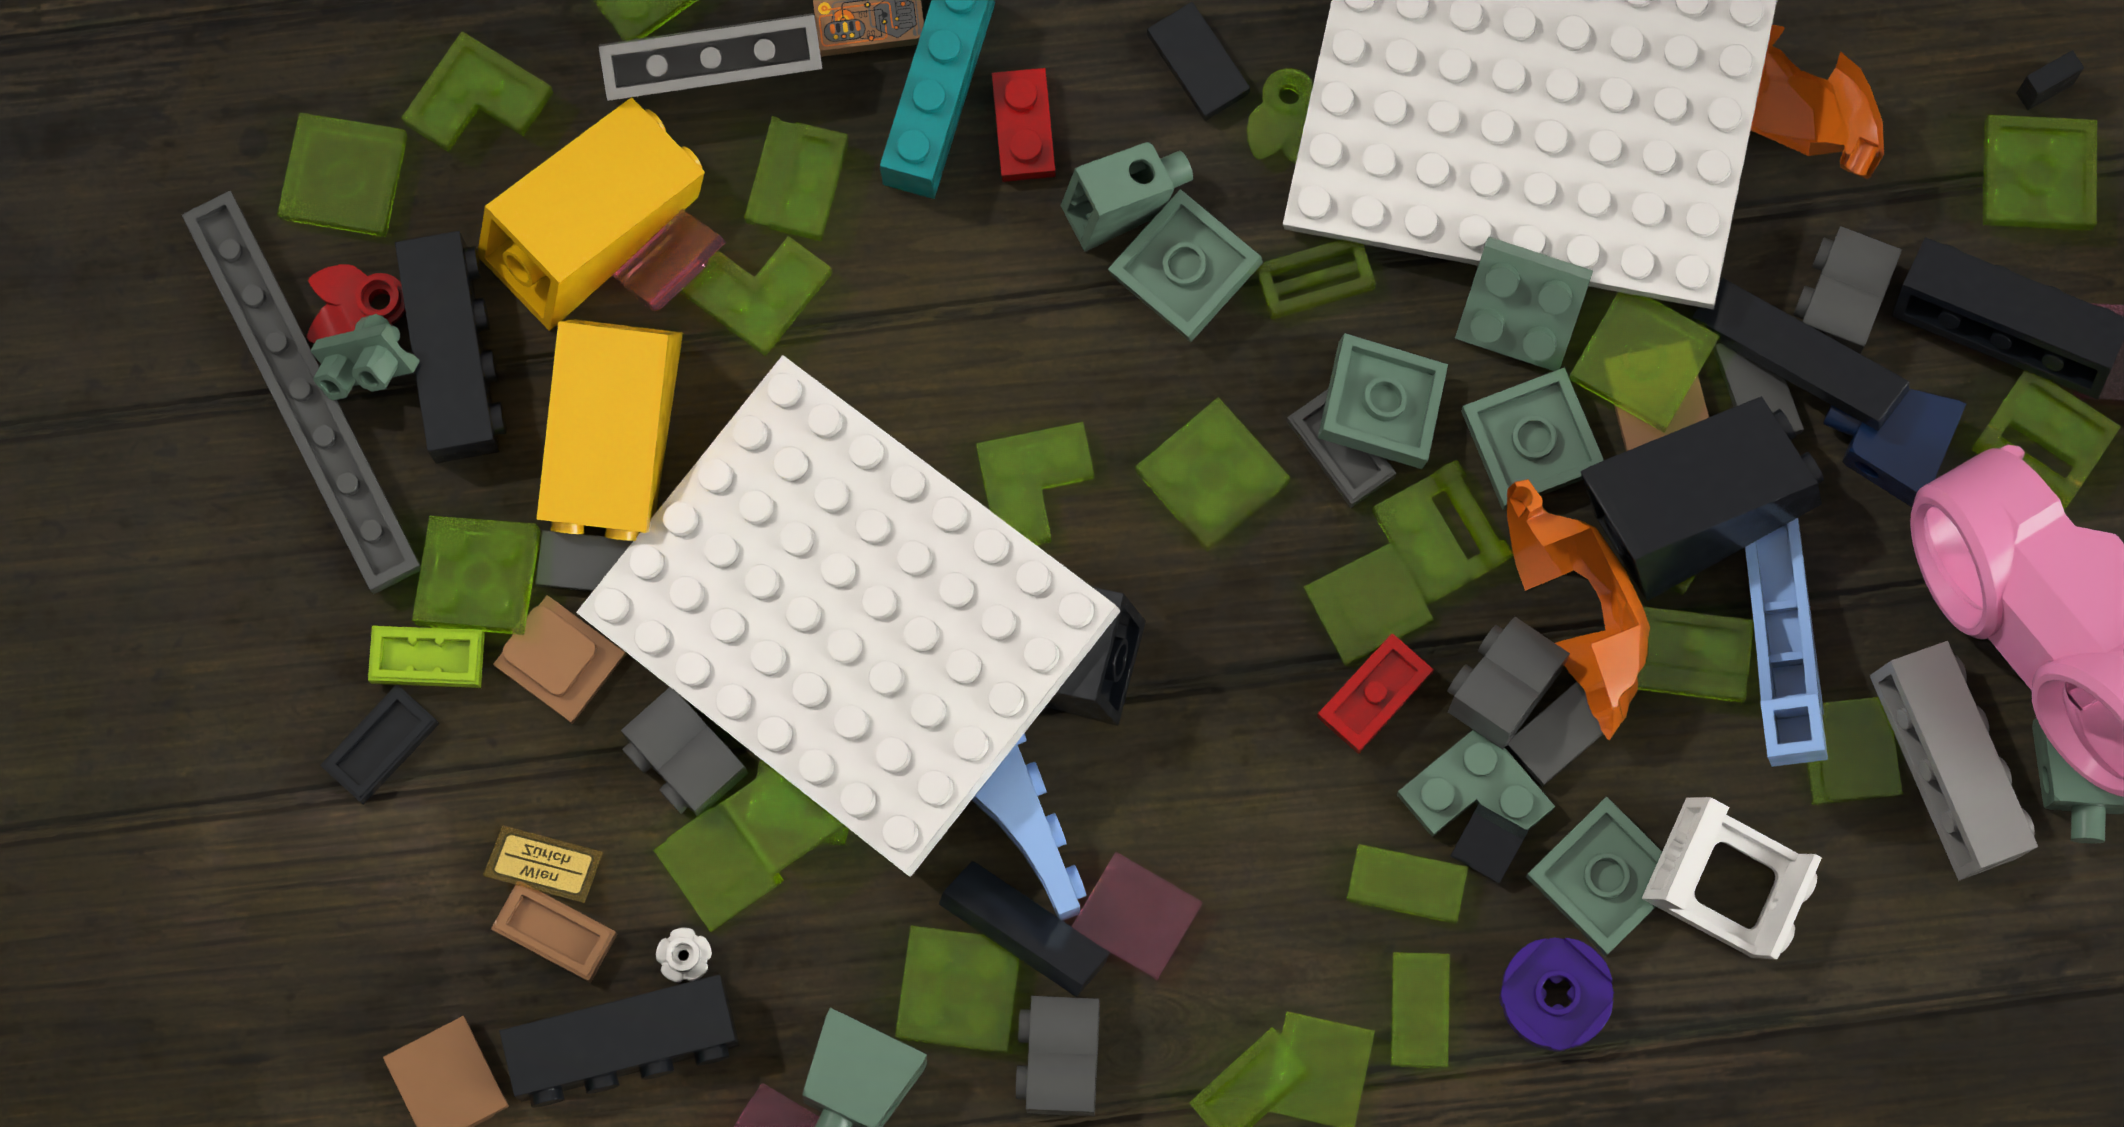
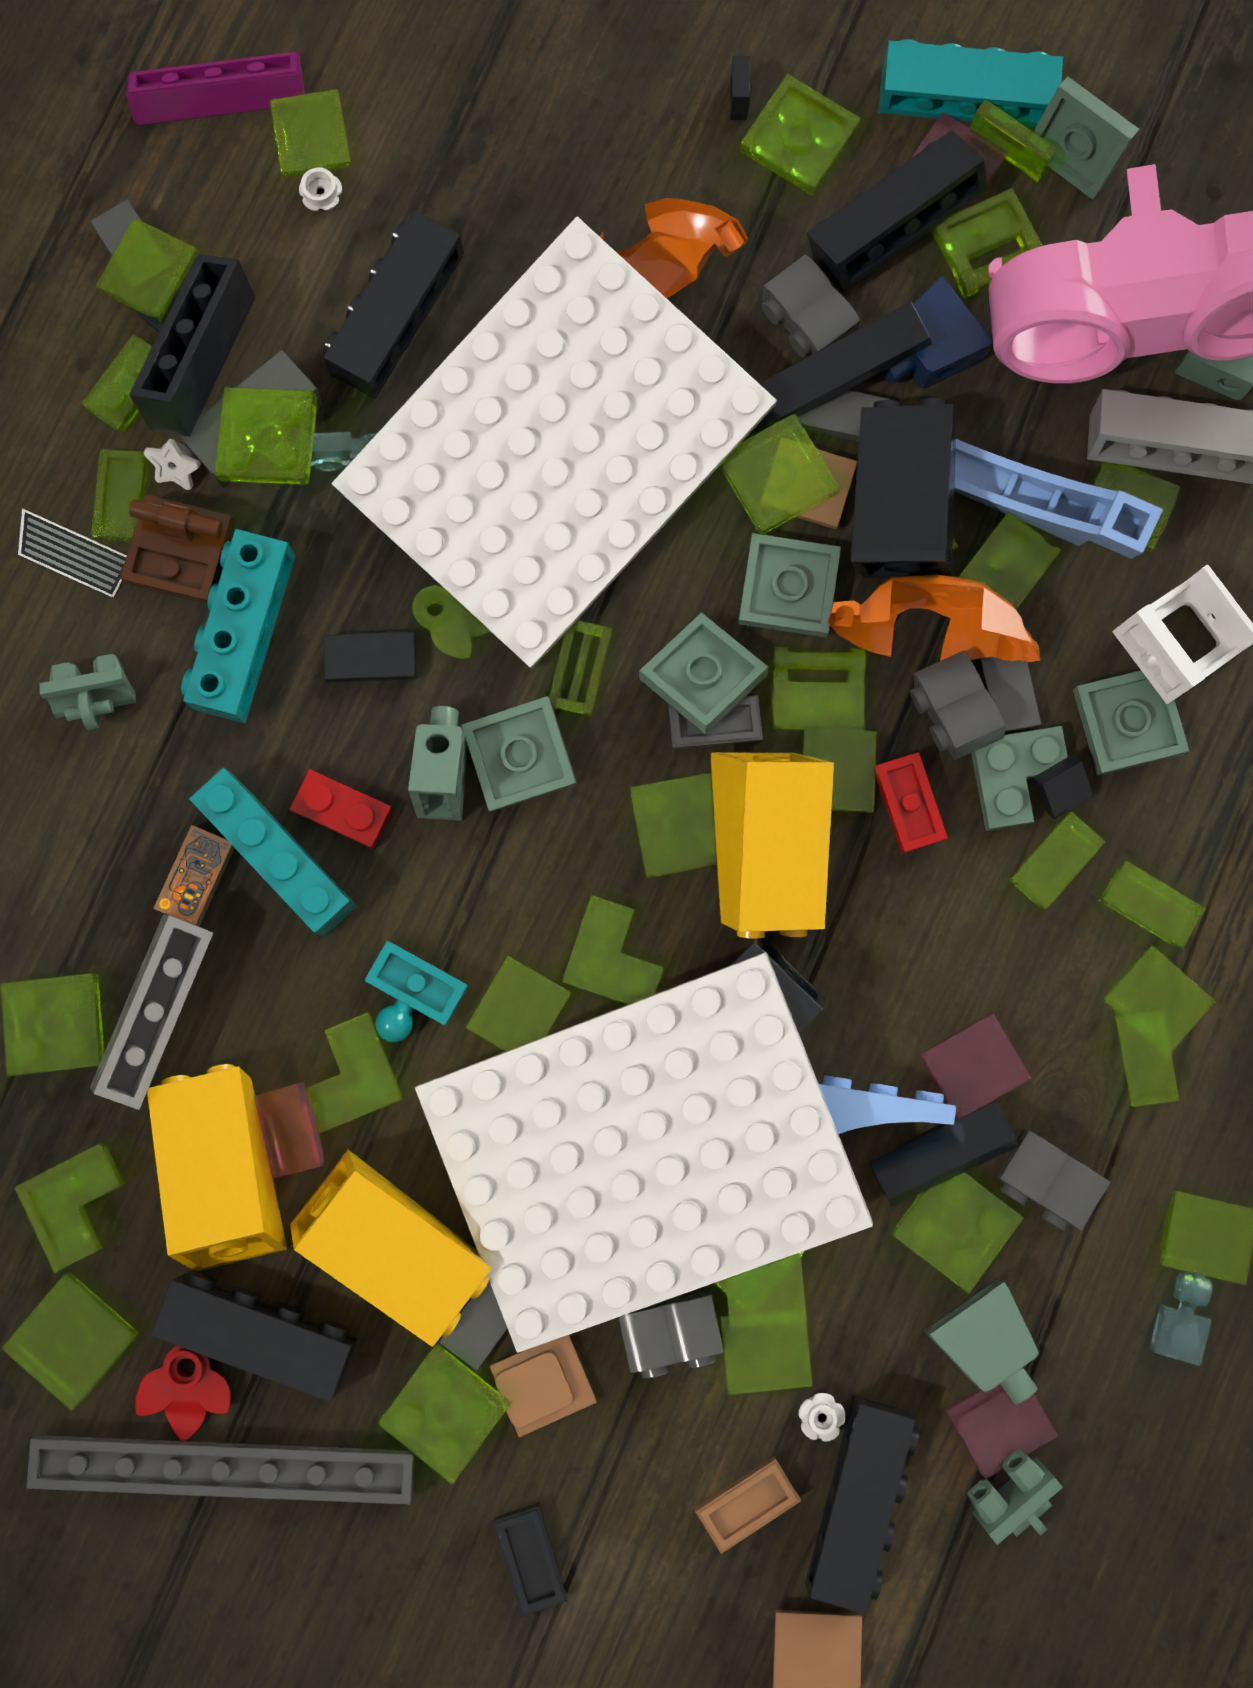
camera: 65 degrees left, 5 degrees up
(362, 358) = (226, 1412): sand green hips -> none
(426, 656) = (485, 1487): lime plate -> none
(543, 864) = (693, 1485): clear yellow sticker -> none
(797, 178) = (282, 998): clear neon green plate -> none
(885, 300) = (414, 986): none -> teal plate
(926, 413) = (517, 1007): none -> clear neon green piece
(1244, 566) = (772, 841): none -> yellow slope
(1523, 304) = (692, 532): sand green plate -> none
(1555, 961) = (1206, 779): dark purple plate -> none

